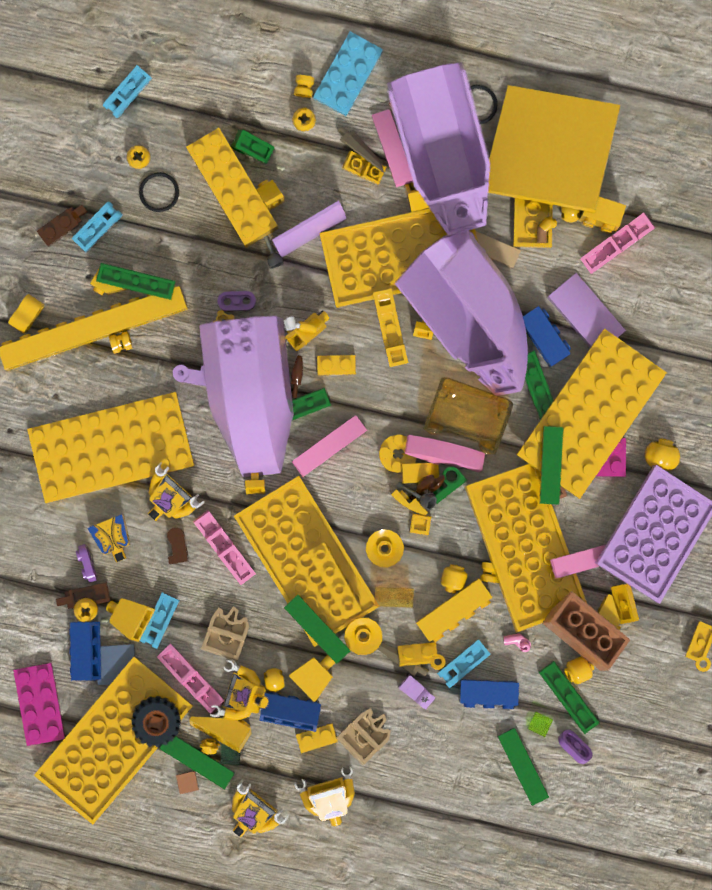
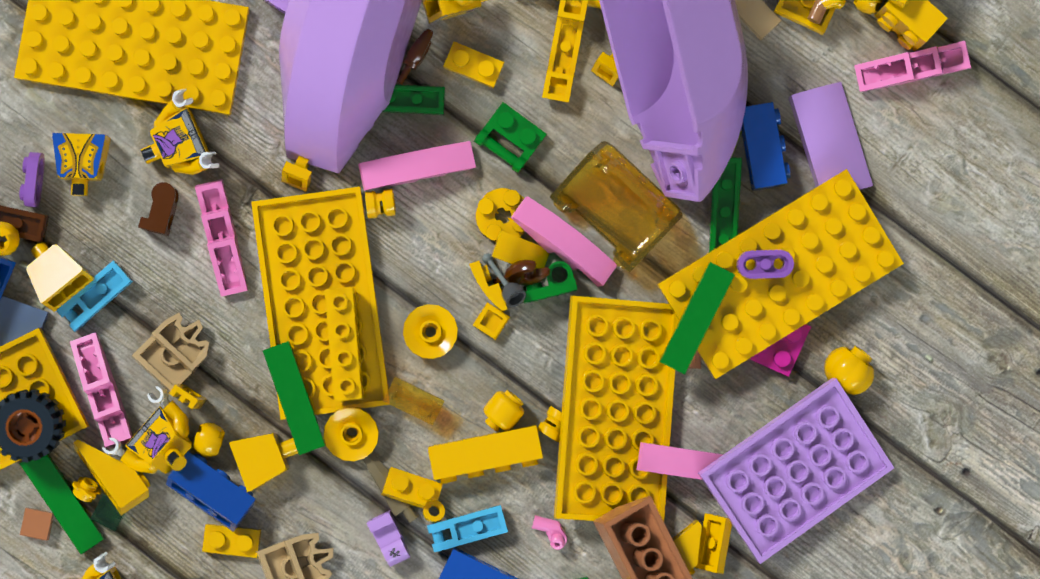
camera: 25 degrees right, 0 degrees up
(249, 657) = (188, 395): none -> yellow tile
(313, 484) = (373, 203): none -> yellow wheel
(382, 395) = (514, 129): none -> green plate
(578, 412) = (764, 264): none -> medium lavender plate

